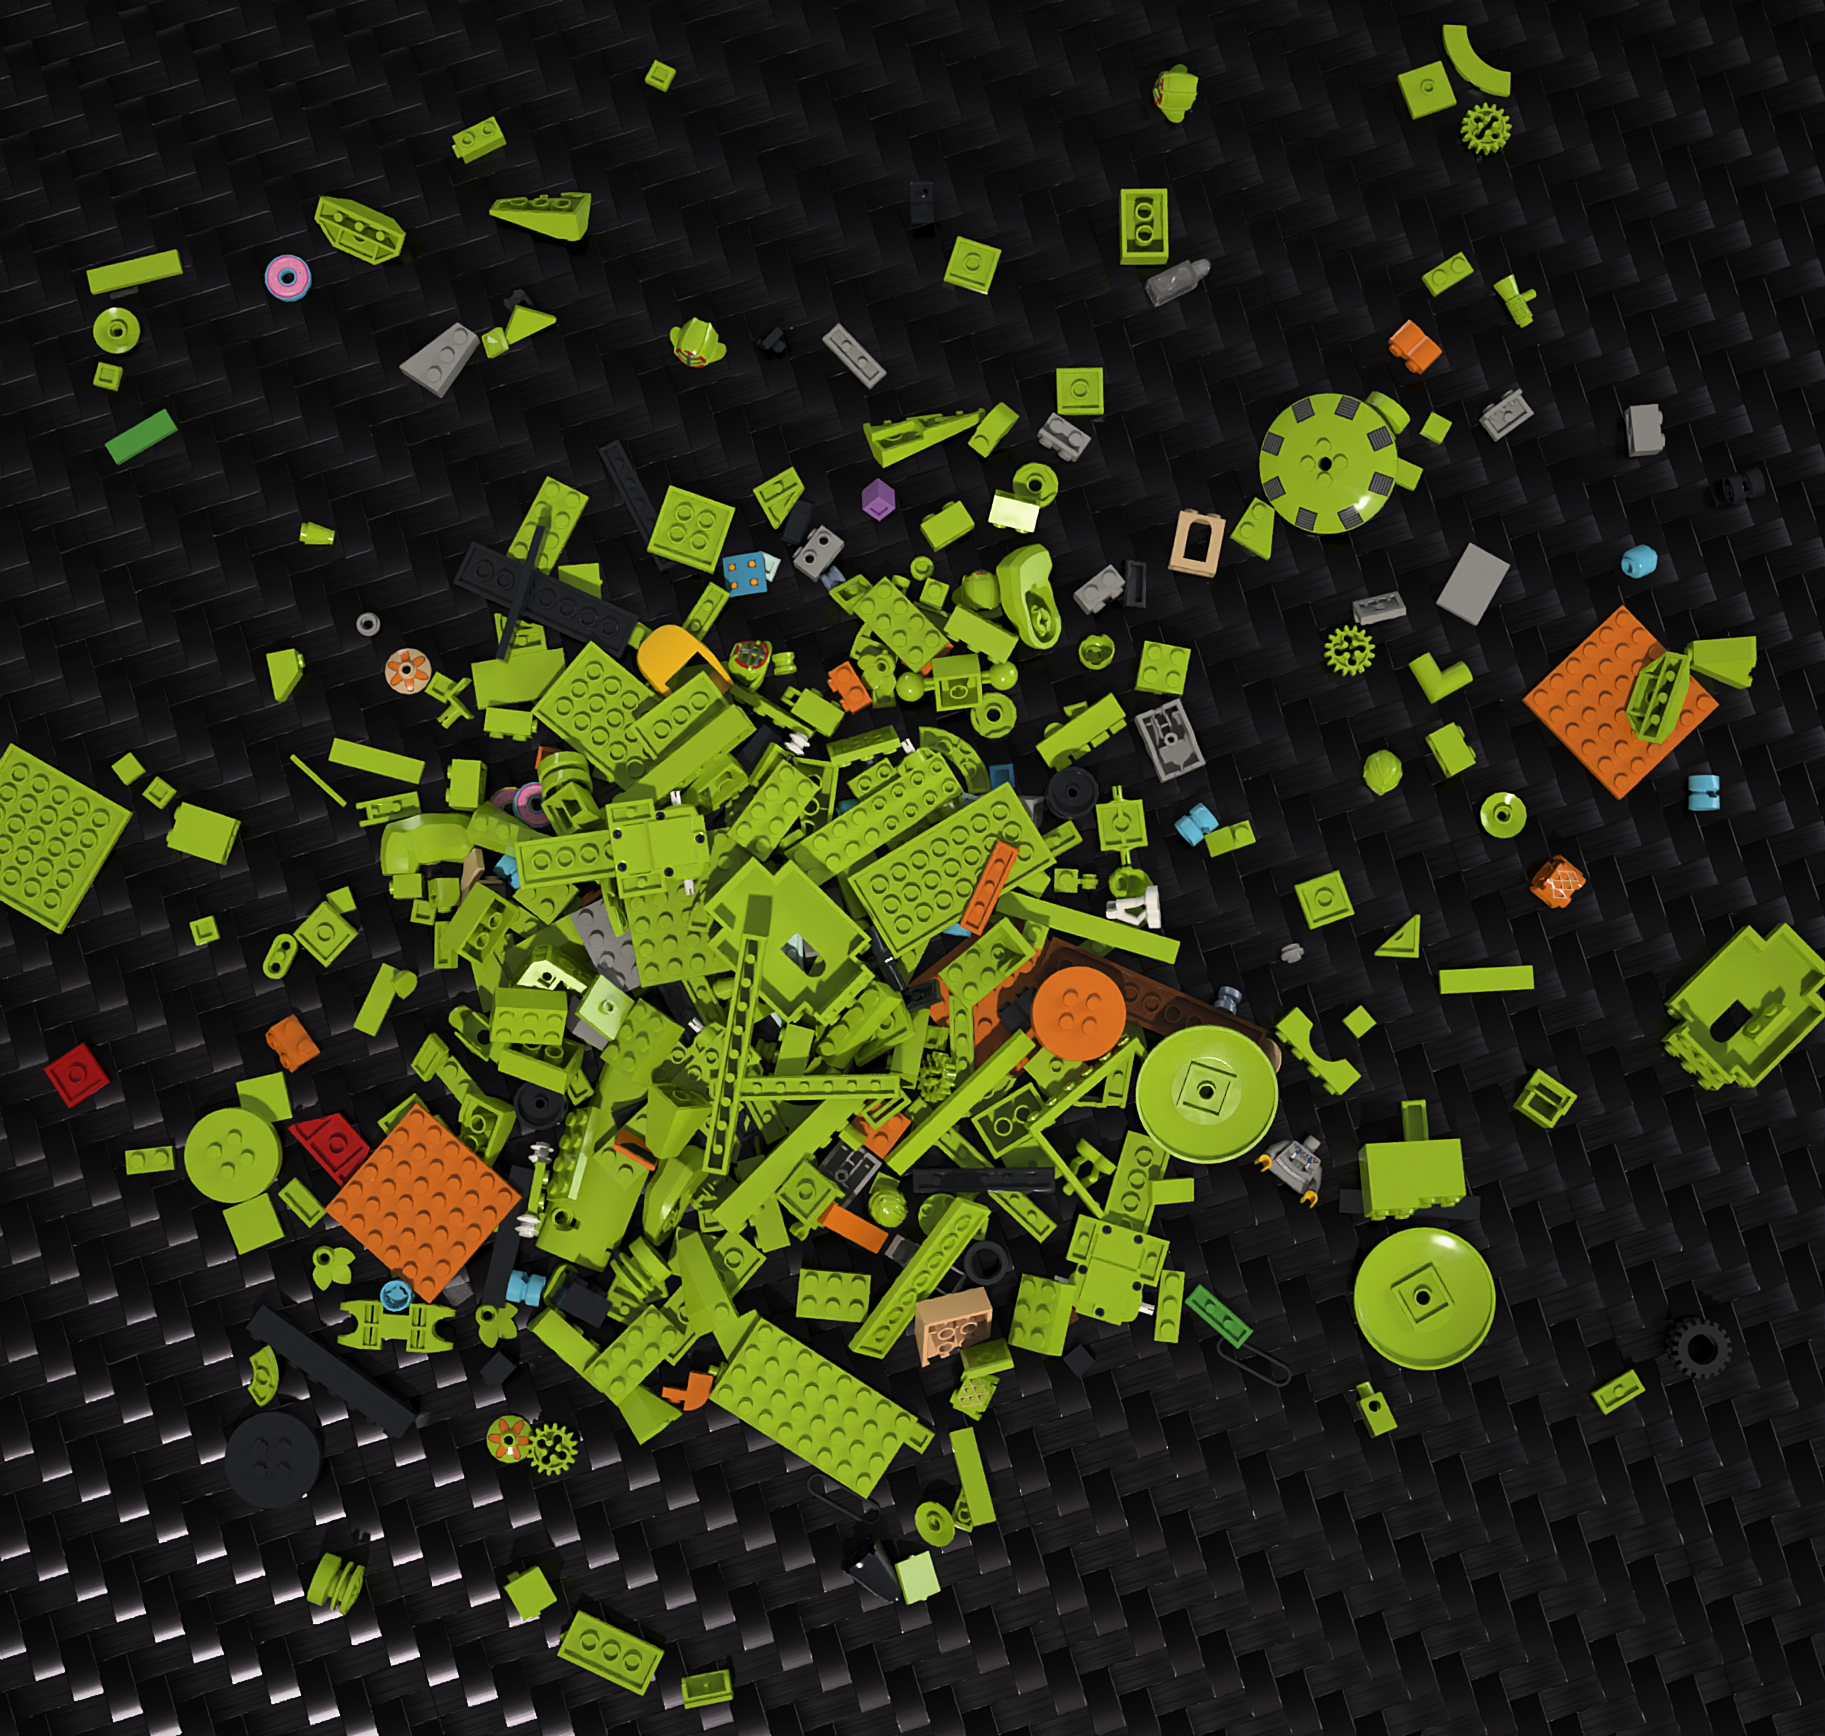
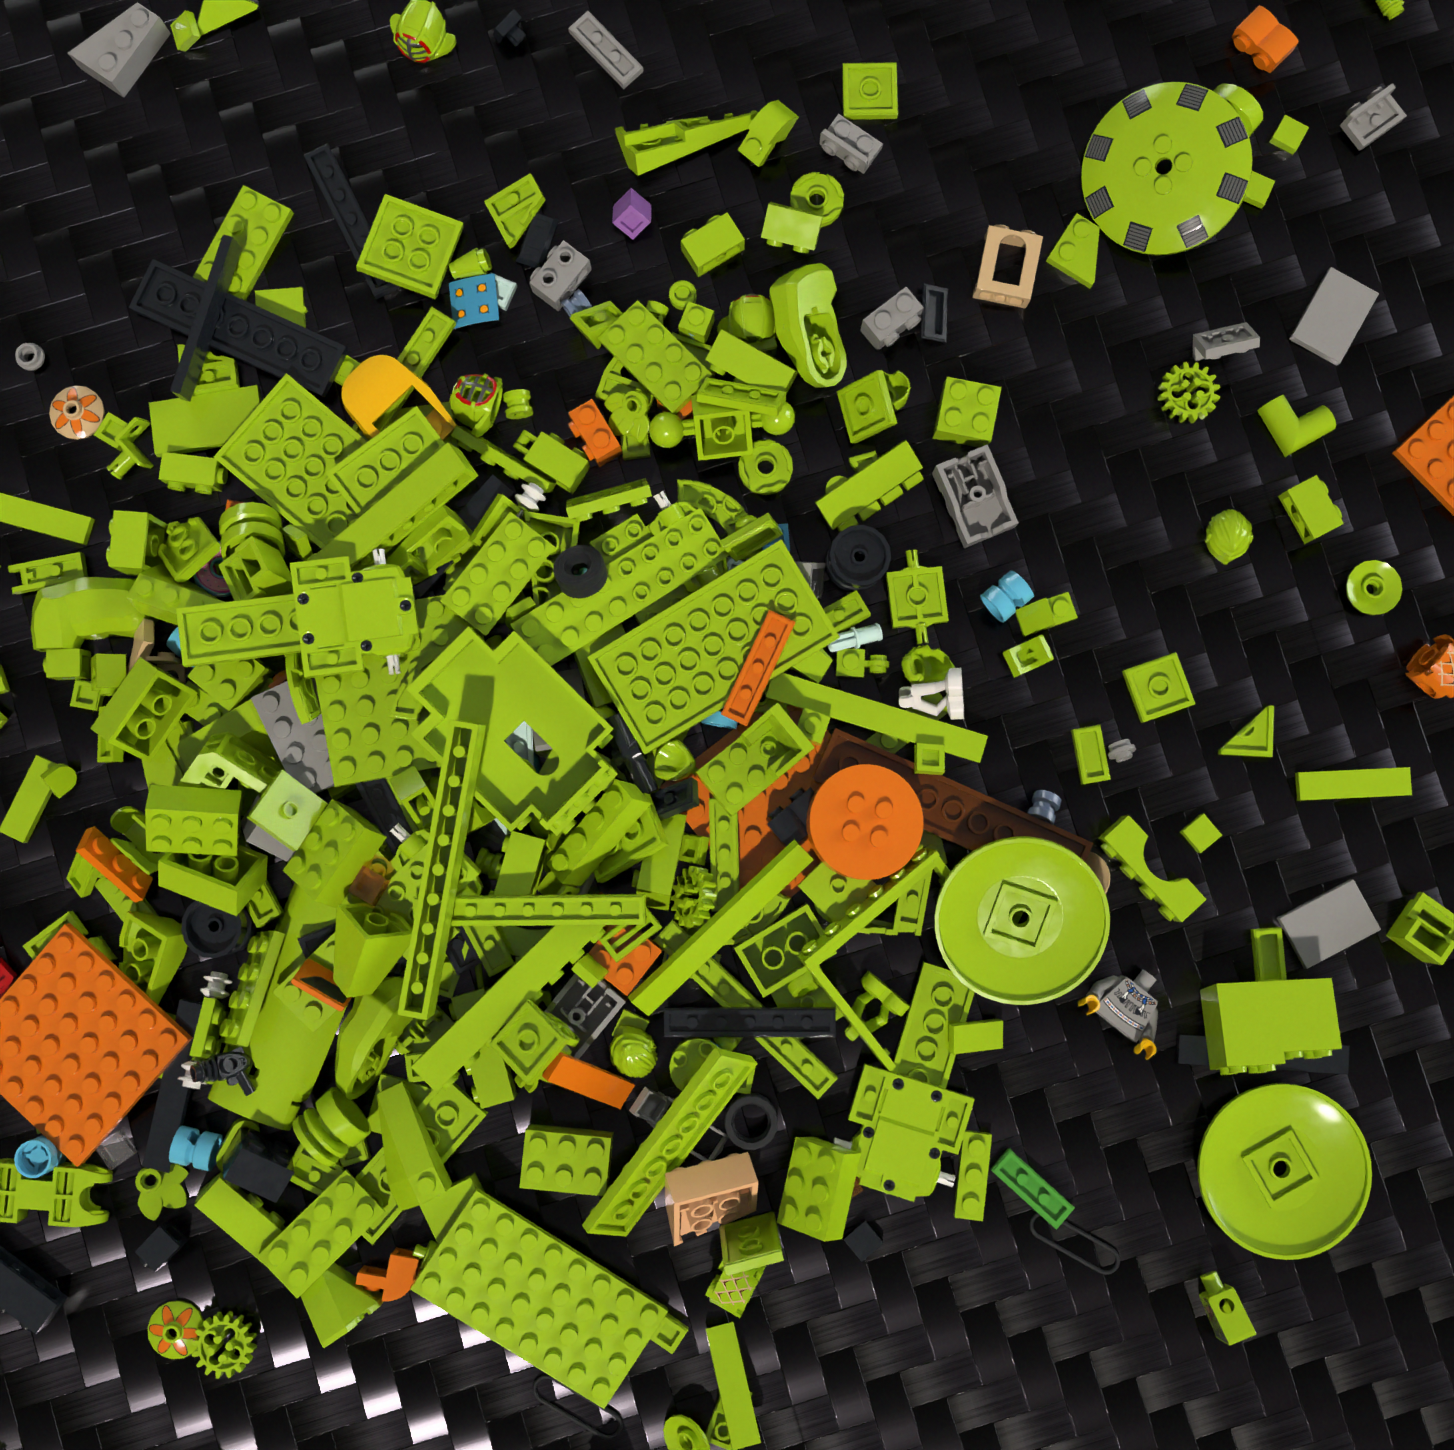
camera: 10 degrees right, 0 degrees up
(456, 1053) = (114, 864): none -> orange plate
(510, 788) = (188, 548): none -> lime tile
(554, 1218) = (225, 1066): none -> black piece
(602, 783) = (297, 542): none -> lime tile
(672, 1068) = (369, 885): none -> clear orange tile
(709, 997) = (415, 796): none -> lime slope
(743, 543) = (471, 264): none -> lime cone
(841, 820) = (573, 559): none -> black tyre
(919, 965) = (674, 761): none -> lime piece
(973, 661) = (741, 396): none -> lime tile
(981, 775) = (750, 535): none -> lime tile
(1028, 1149) = (803, 985): none -> lime tile
(1071, 859) = (857, 637): none -> light aqua axle
(1078, 665) = (866, 406): none -> lime tile
(1131, 961) = (929, 759): none -> lime tile
(1214, 874) = (1028, 656): none -> lime bracket
(1267, 956) = (1090, 754): none -> lime tile
(1464, 1096) = (1328, 923): none -> light grey tile

